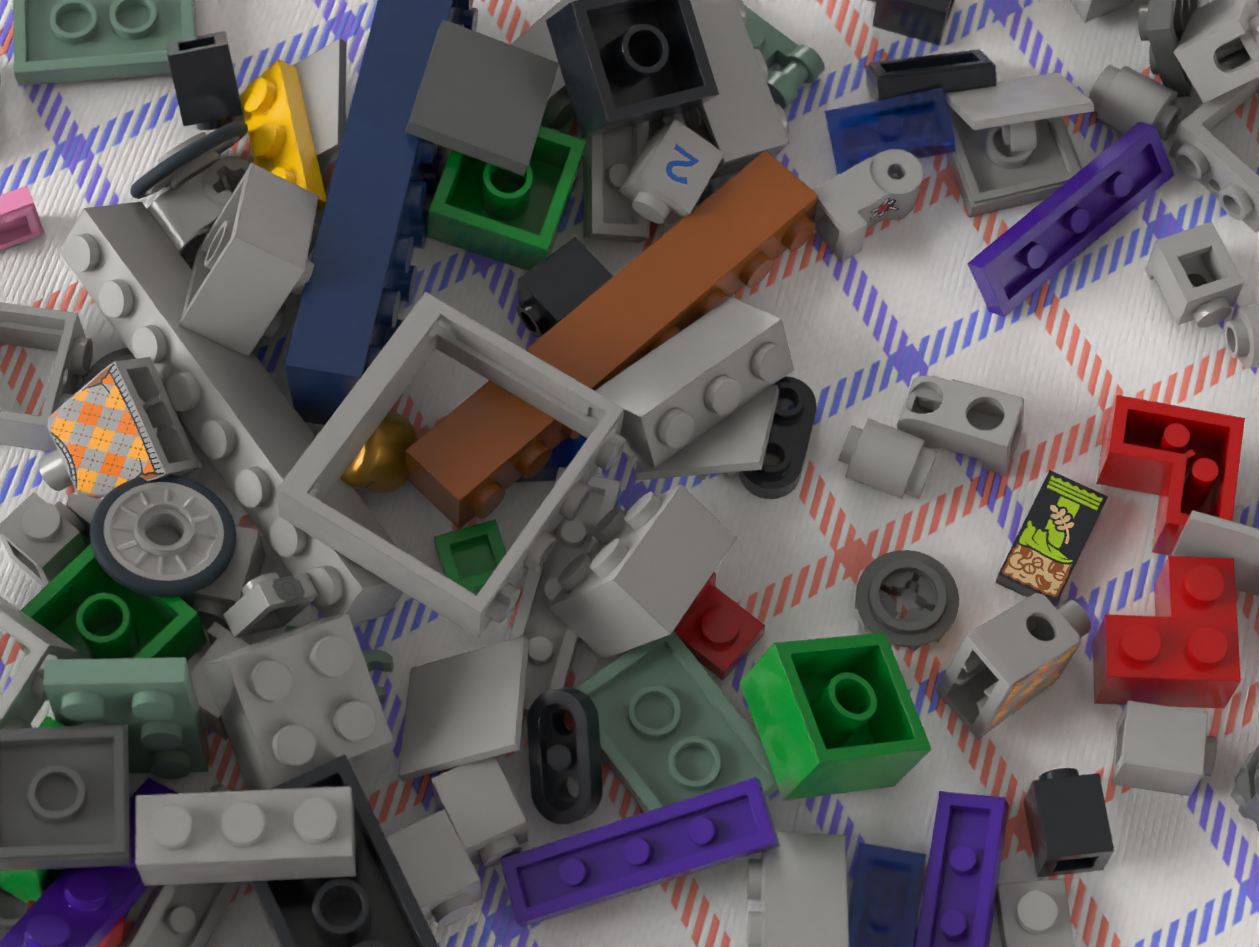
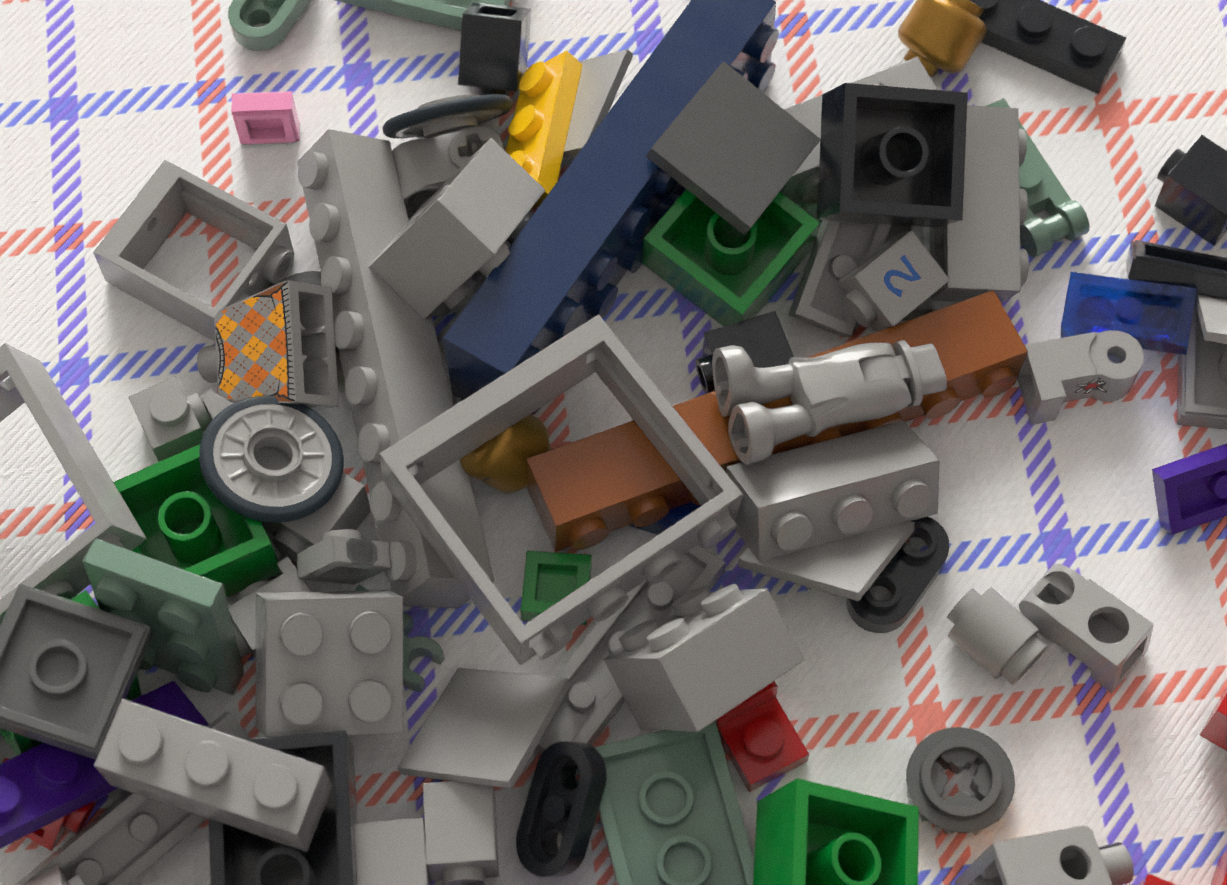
camera: 25 degrees right, 0 degrees up
(653, 292) = (824, 391): none -> light grey piece
(1051, 538) = (1130, 774): tile -> none

